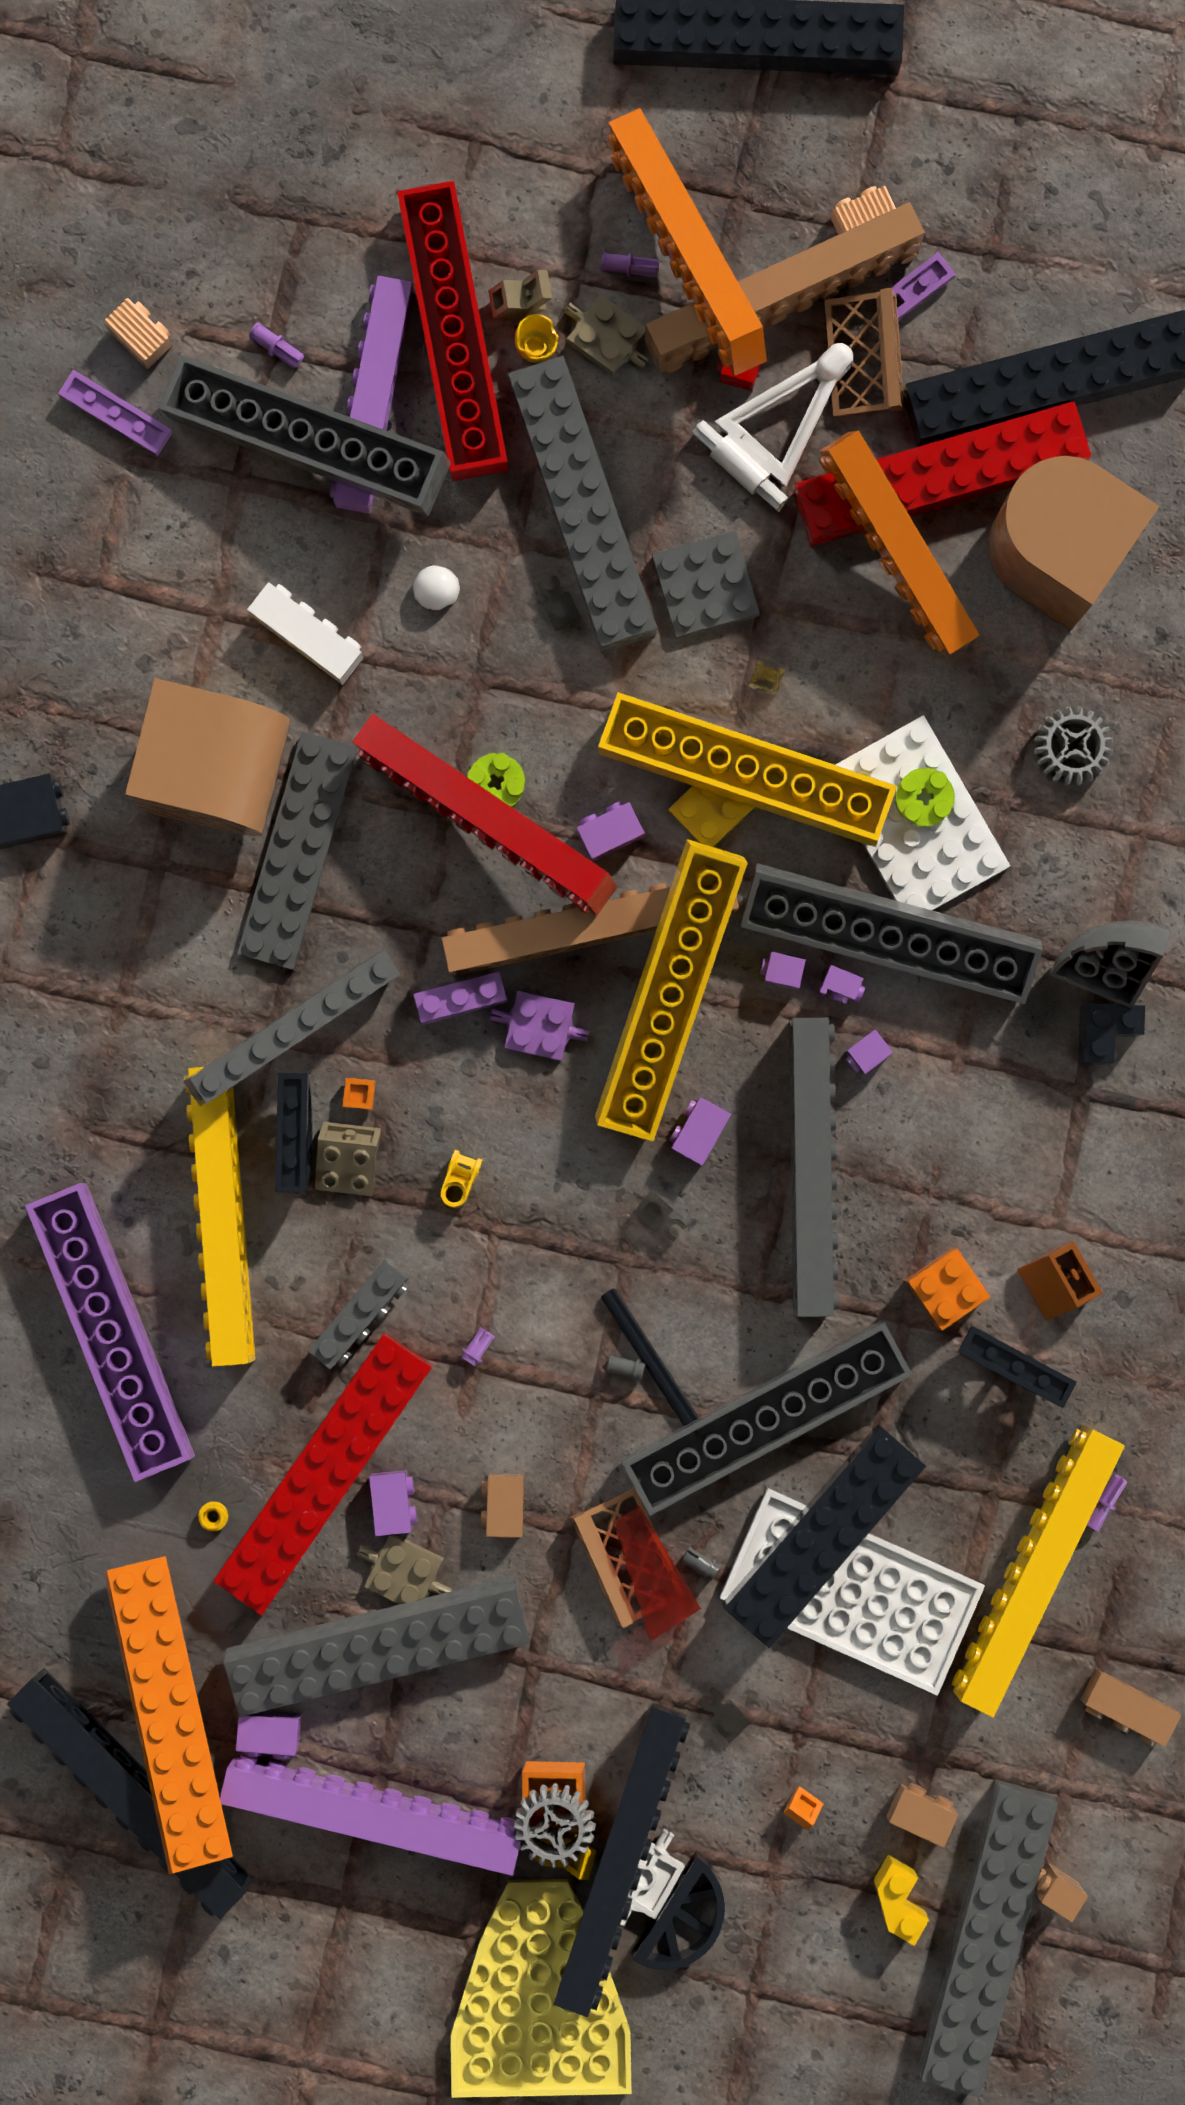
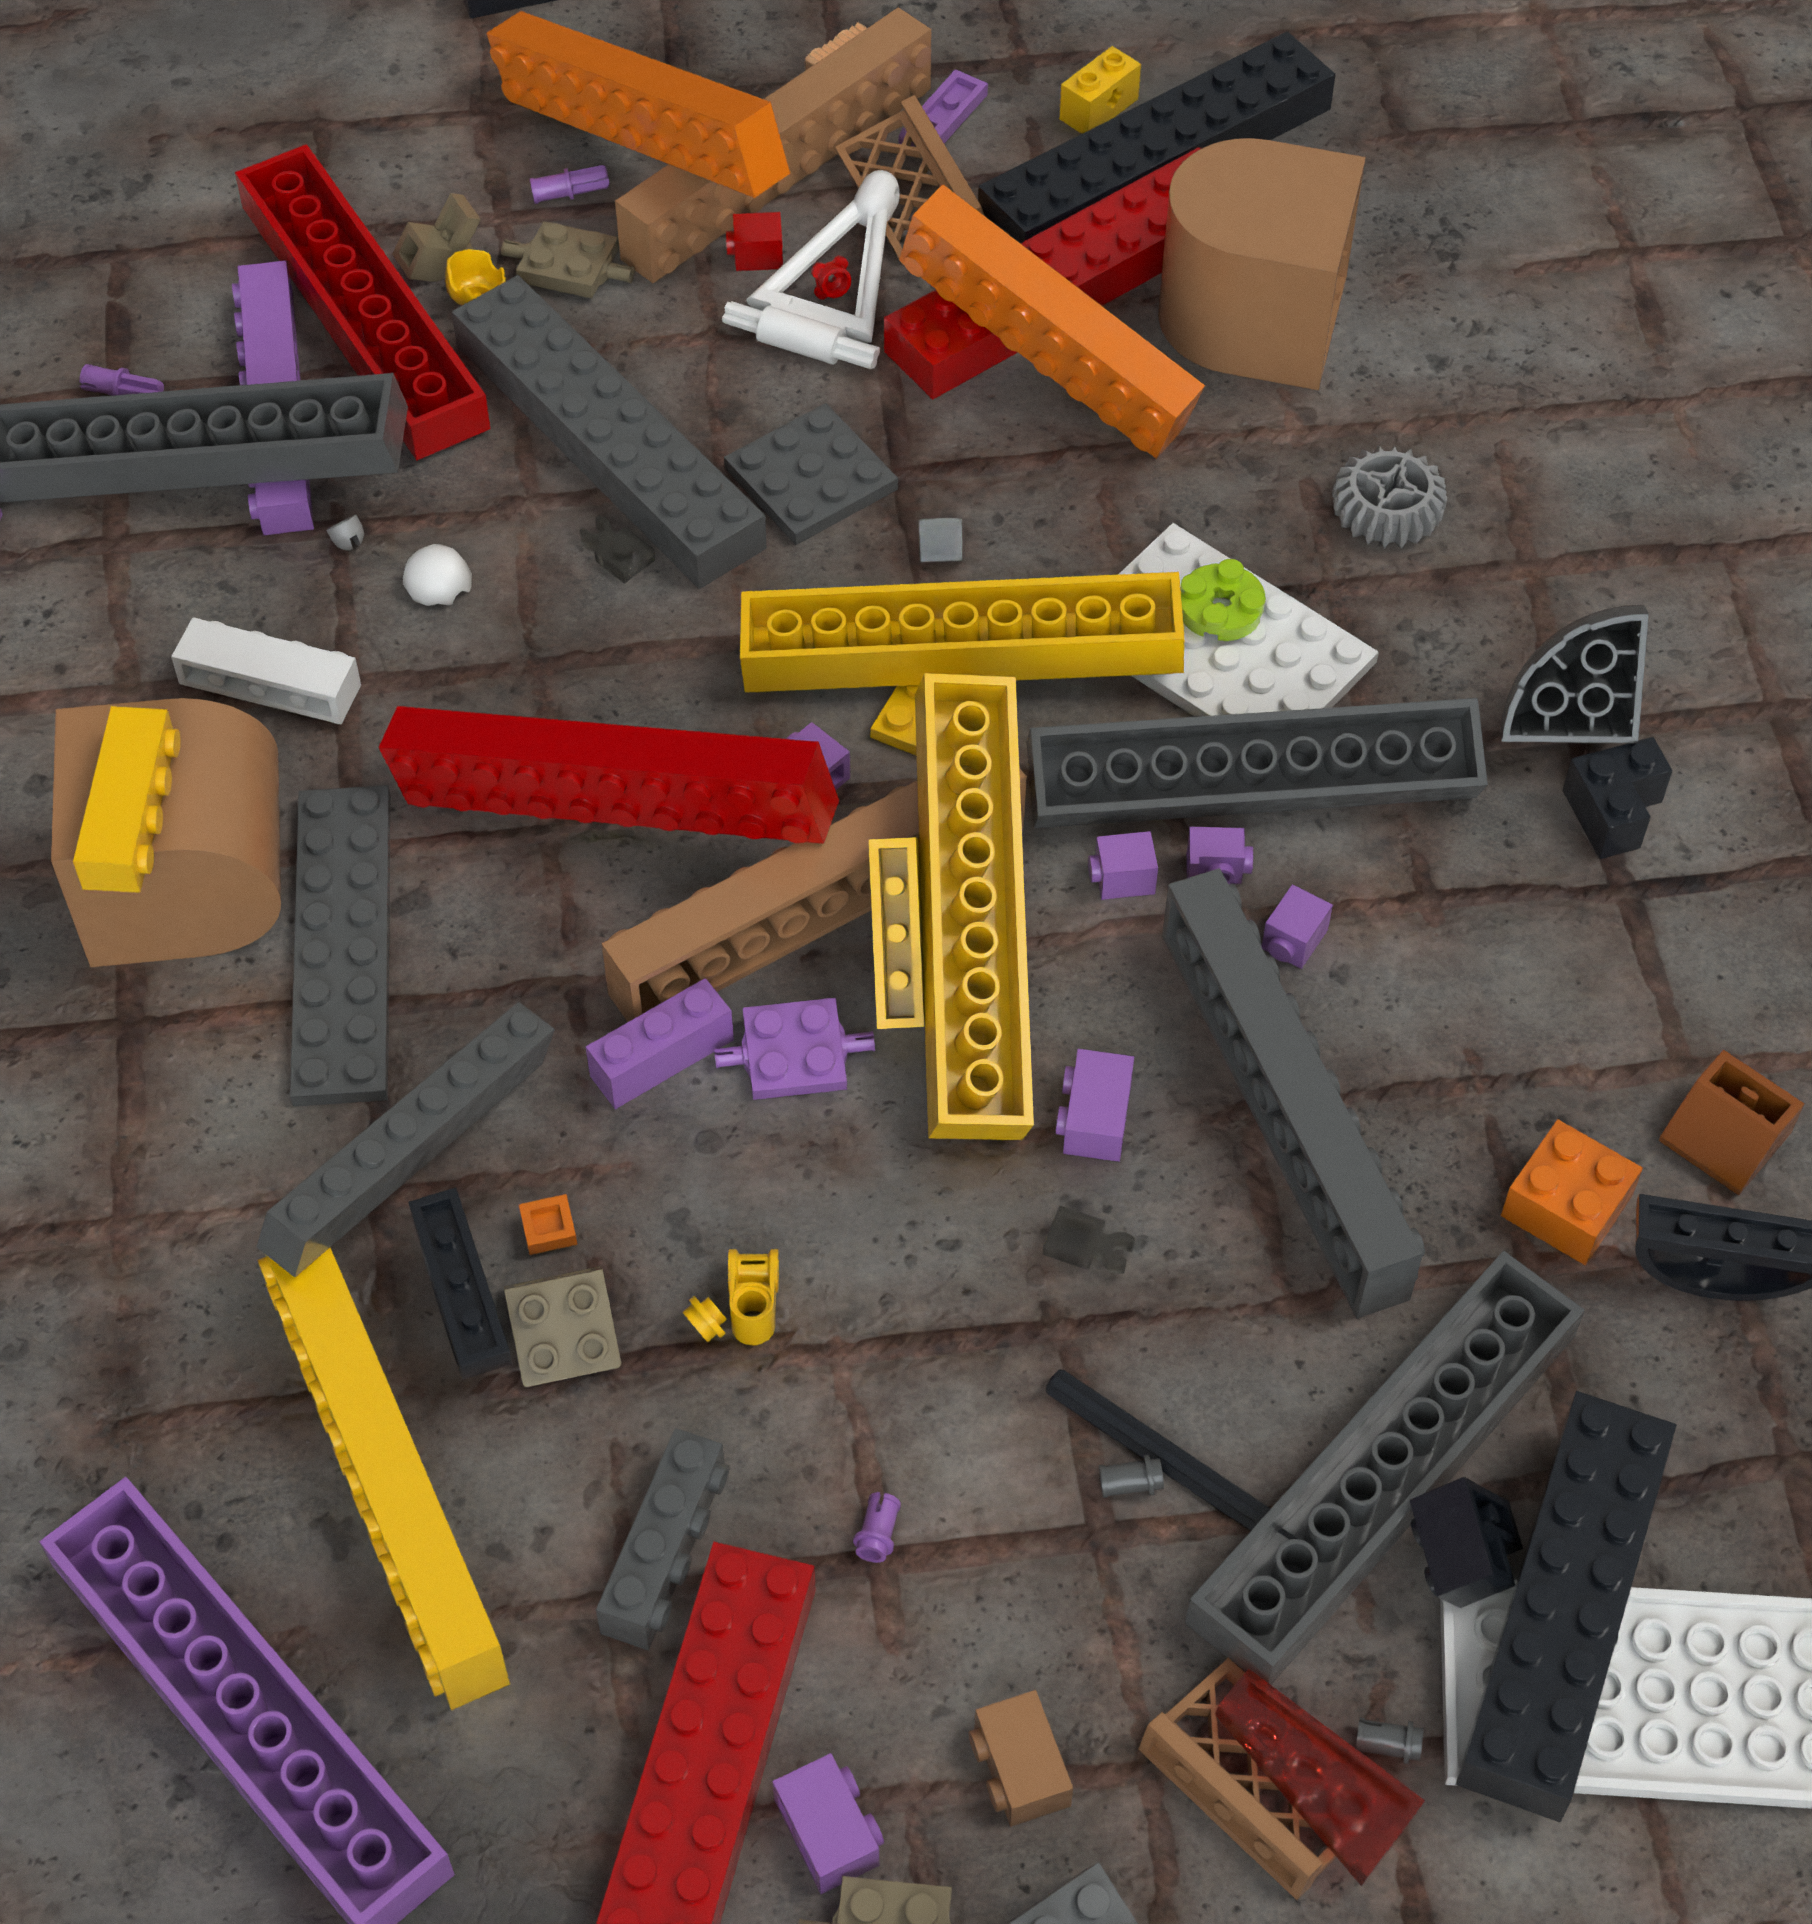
camera: 20 degrees left, 30 degrees down
(178, 772) = (126, 800): none -> yellow brick
(388, 529) = (347, 529): none -> light grey hinge
(427, 1187) = (705, 1318): none -> yellow plate
(620, 987) = (897, 932): none -> yellow brick
(779, 421) = (838, 284): none -> red plate
(781, 1485) = (1465, 1541): none -> black brick
(1032, 310) = (1100, 90): none -> yellow brick

